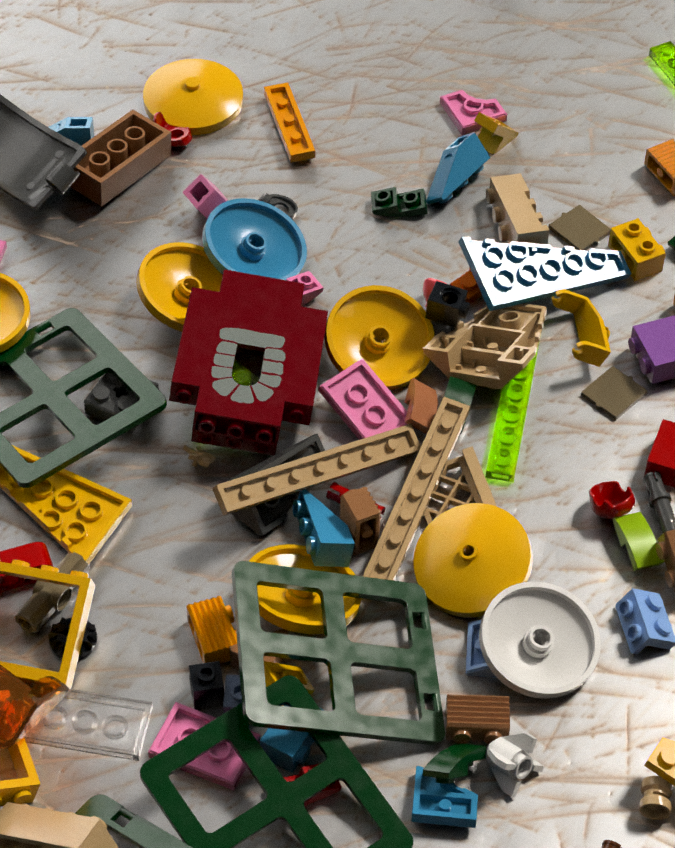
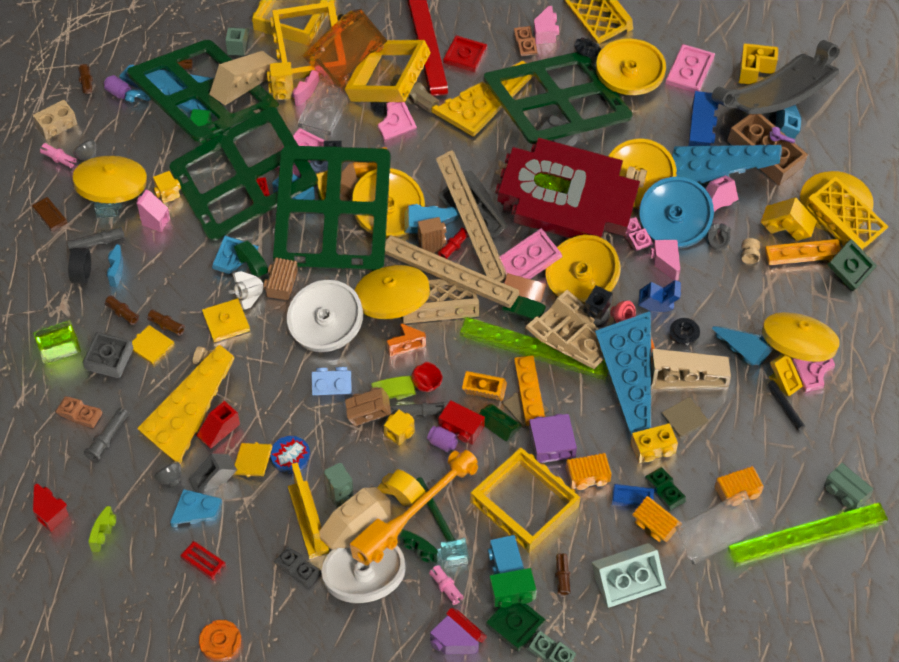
camera: 100 degrees right, 5 degrees up
(59, 780) = (282, 81): none -> yellow brick
(68, 757) = (305, 89): none -> bright pink slope
(74, 226) = (702, 119): none -> blue wedge
(109, 134) = (775, 135): none -> medium lavender hand
(121, 610) = (396, 122): none -> bright pink tile
(156, 199) = (713, 162): none -> dark azure wing
(179, 135) = (795, 181): red hair -> none
(208, 277) = (640, 175): none -> tan wheel
(240, 86) = (835, 223): none -> yellow fence
(244, 132) = (789, 216): none -> yellow brick
(294, 171) = (750, 251): none -> tan wheel
(305, 72) = (852, 265): none -> dark green plate
(332, 253) = (666, 257): none -> bright pink slope
(391, 204) = (718, 307): dark green slope -> none
(403, 251) = (659, 298): none -> blue brick
(439, 111) = (800, 336): none -> yellow dish
(446, 225) = (684, 324): none -> black gear
(533, 134) = (786, 405): none -> black bar
(551, 534) = (408, 341): none -> orange slope
(570, 789) = (226, 320): none -> yellow plate
(589, 325) = (576, 400): yellow piece -> none
(589, 387) = (529, 388): none -> light orange plate
(608, 428) = (484, 385): none -> light orange brick
(640, 72) = (848, 487): none -> sand green brick
(647, 417) = (499, 422): none -> dark green slope

